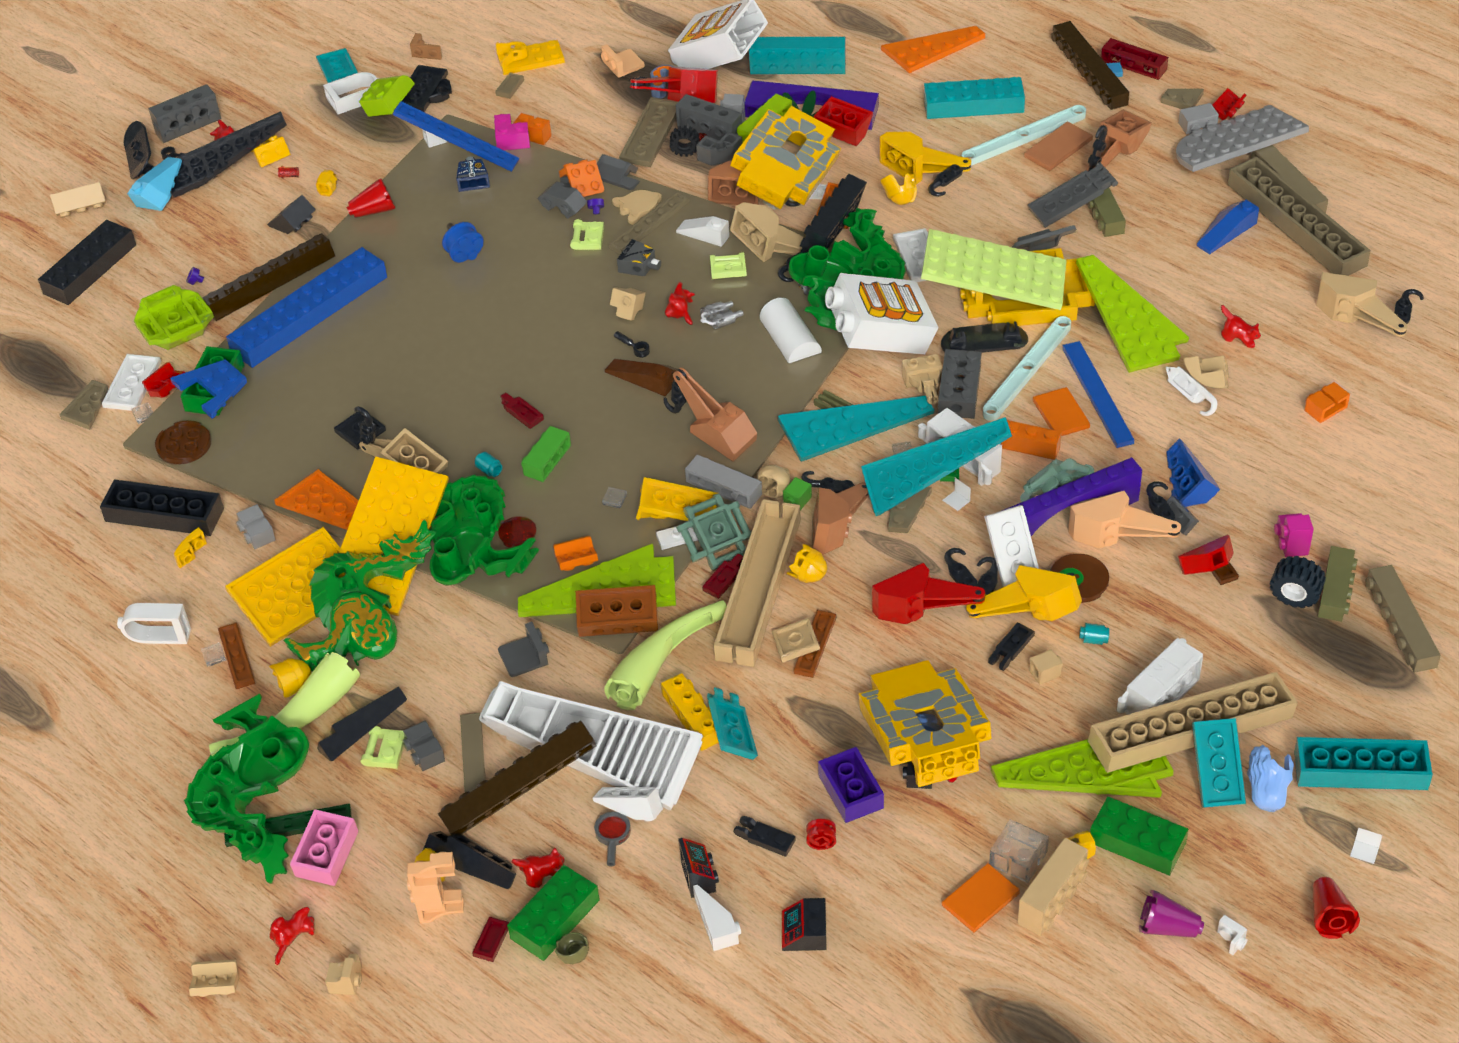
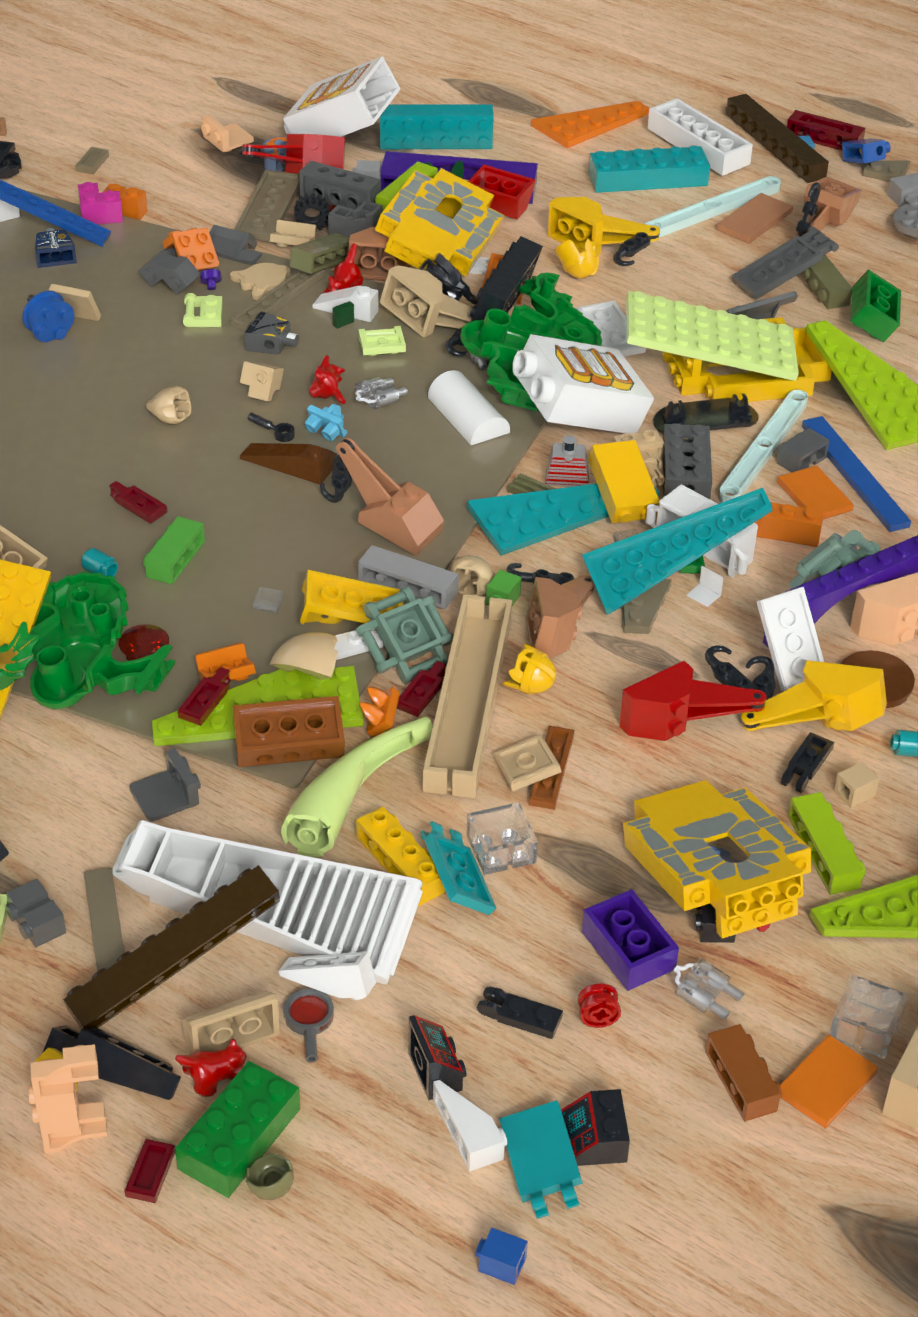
camera: 10 degrees left, 5 degrees down
(486, 228) = (80, 300): none -> tan tile
(528, 57) = (107, 132): yellow plate -> none
(553, 324) = (170, 405): none -> tan piece
(557, 581) = (205, 697): none -> dark red hinge
(562, 834) = (244, 1020): none -> tan slope
(637, 547) = (308, 653): none -> tan brick
(668, 161) = (292, 233): none -> tan bracket
(677, 338) = (329, 419): none -> medium azure hips
(685, 182) = (320, 253): none -> olive brick
(691, 595) = (382, 711): none -> orange tile
(699, 241) = (343, 314): none -> dark green tile
(705, 203) = (346, 273): none -> red animal
(727, 1012) = (502, 1255): none -> blue brick
(765, 942) = (542, 1155): none -> teal tile
(767, 701) = (501, 838): none -> clear piece
(785, 211) = (450, 277): none -> black animal
(863, 384) = (567, 464): none -> light grey torso
(901, 822) = (703, 986): none -> clear piece
(903, 400) = (622, 480): none -> yellow brick
(919, 888) = (743, 1072): none -> dark orange brick
(1013, 713) = (830, 849): none -> lime brick
(1018, 59) = (688, 127): none -> white brick
(1056, 373) = (803, 450): none -> dark grey brick
(1141, 238) = (875, 306): none -> green brick
(1165, 79) = (871, 148): none -> blue torso

